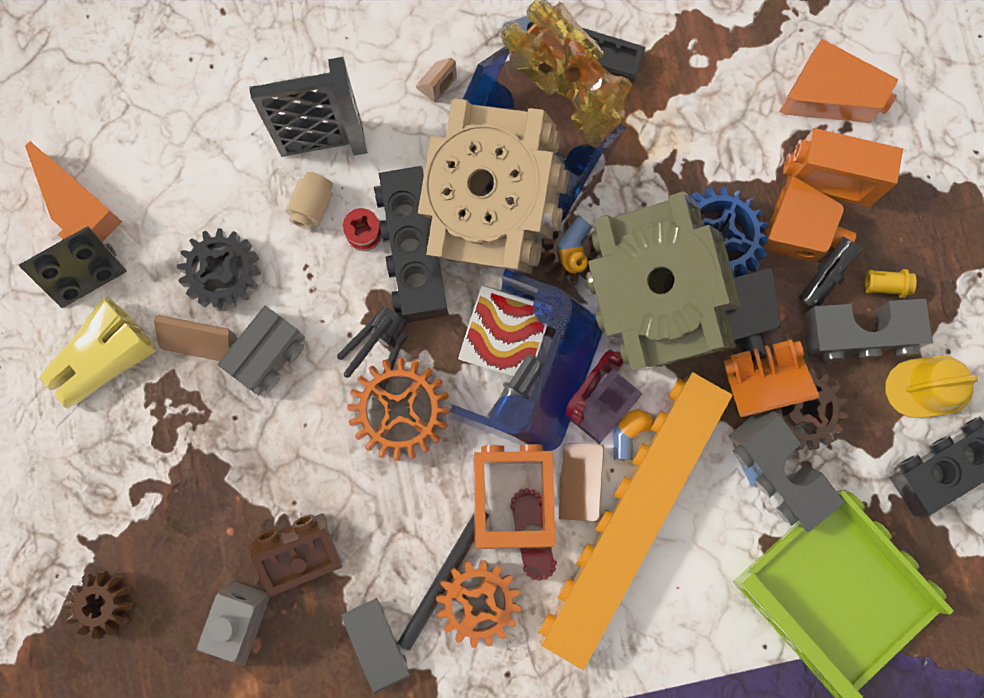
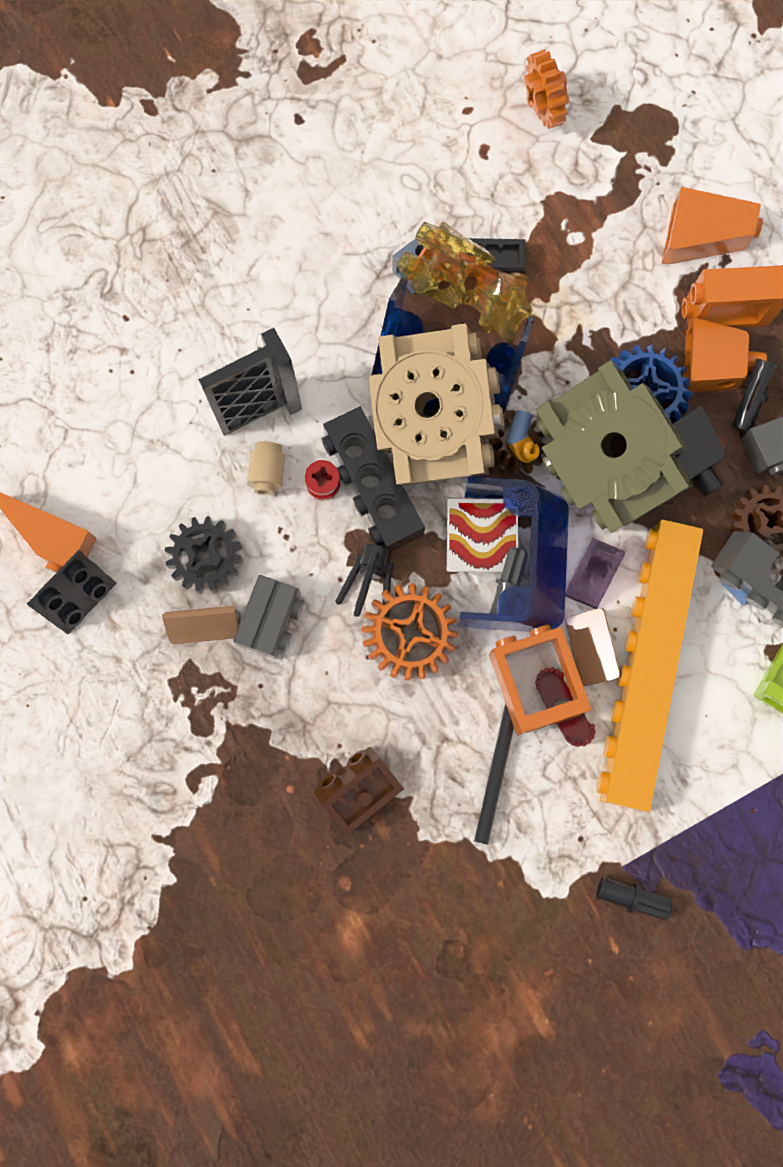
camera: 15 degrees left, 0 degrees up
(90, 595) = (184, 888): reddish brown gear -> none
(97, 353) = (117, 666): light yellow piece -> none
(233, 622) = (324, 868): light grey torso -> none
(375, 646) = (456, 849): dark grey slope -> none
(438, 79) = (345, 322): medium nougat slope -> none
(469, 619) = (534, 797): orange gear -> none
(576, 406) = (583, 534): dark red piece -> none
(626, 430) = (618, 589): arm -> none
(771, 380) = (732, 506): orange hinge -> none

